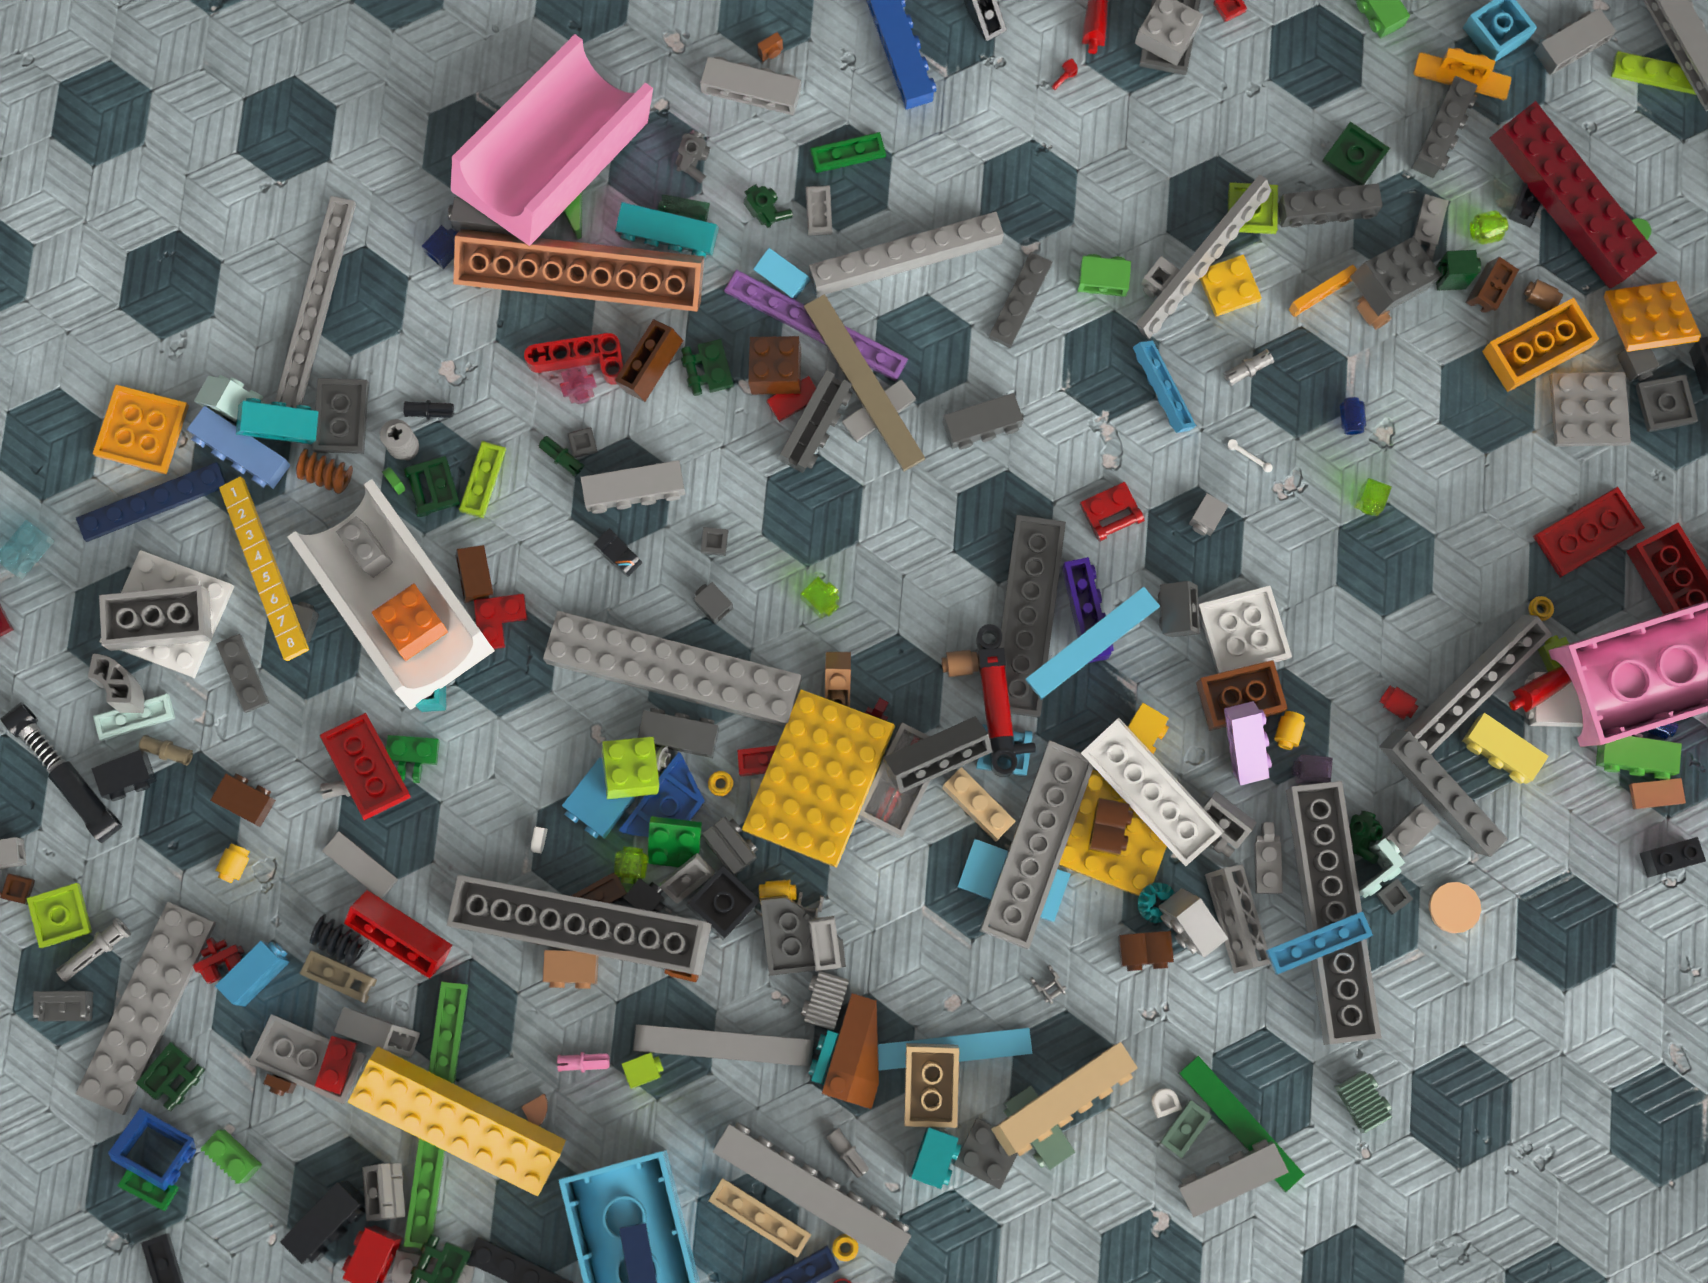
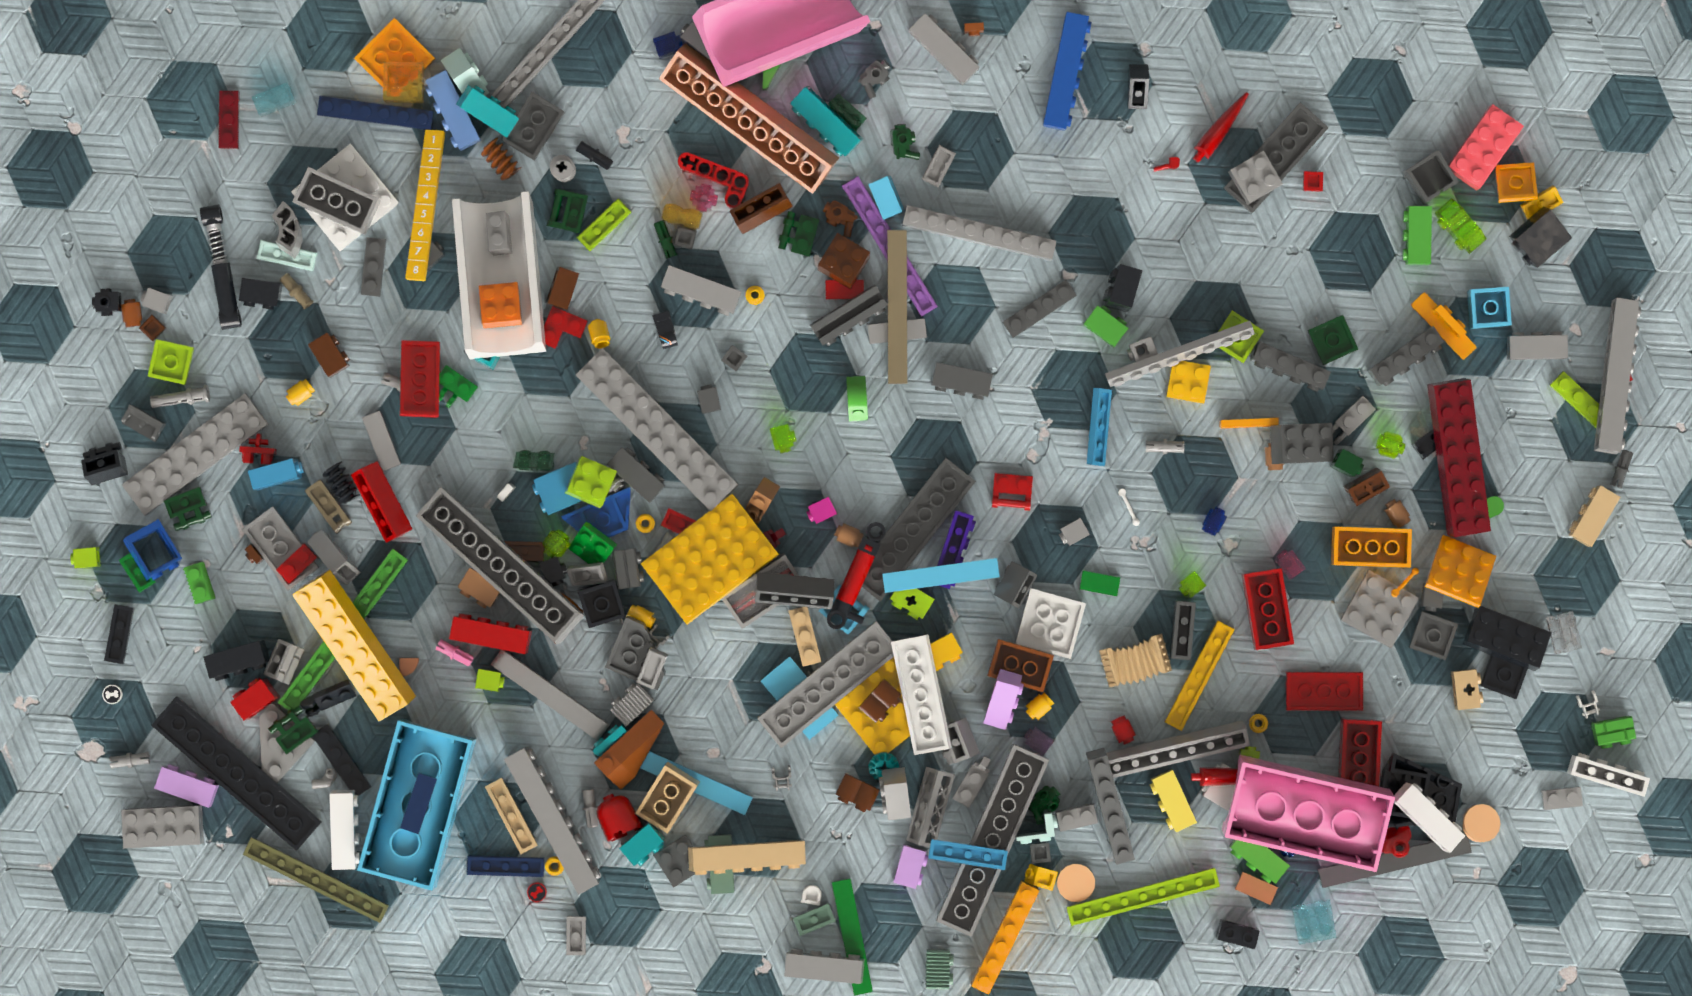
camera: 30 degrees right, 10 degrees up
(40, 1081) = (104, 463): none -> black brick
(76, 1206) = (85, 557): none -> lime brick
(162, 444) = (403, 82): none -> clear yellow brick
(394, 480) = (544, 193): bright green tile -> none
(461, 1204) = (328, 697): none -> black hinge
(539, 788) = (533, 460): none -> clear green hinge
(545, 599) = (599, 333): none -> yellow brick
(571, 417) = (677, 215): none -> clear yellow brick
(612, 1014) = (490, 634): none -> red brick
(697, 467) = (750, 290): none -> yellow plate
(739, 319) = (839, 213): none -> reddish brown piece
(848, 152) = (983, 135): green tile -> none
(879, 505) = (857, 398): none -> bright green brick
(886, 1143) = (617, 817): none -> red cylinder
(913, 653) = (821, 510): none -> dark pink brick
(1086, 686) = (922, 600): none -> lime brick
(1101, 215) = (1123, 288): none -> black brick
(1258, 1000) = (910, 866): none -> lavender brick
(1270, 556) = (1099, 583): none -> green tile
(1364, 619) = (1135, 662): none -> tan piece
(1395, 552) = (1182, 630): none -> dark grey brick
(1411, 924) = (1040, 877): none -> yellow bracket
(1416, 1018) = (1004, 937): none -> light orange brick
(1443, 594) = (1199, 675): none -> yellow tile
(1464, 414) = (1289, 563): none -> clear pink brick
(1472, 475) = (1267, 609): none -> red brick
(1539, 878) = (1143, 896): none -> lime plate
(1598, 378) = (1395, 592): none -> light orange hinge

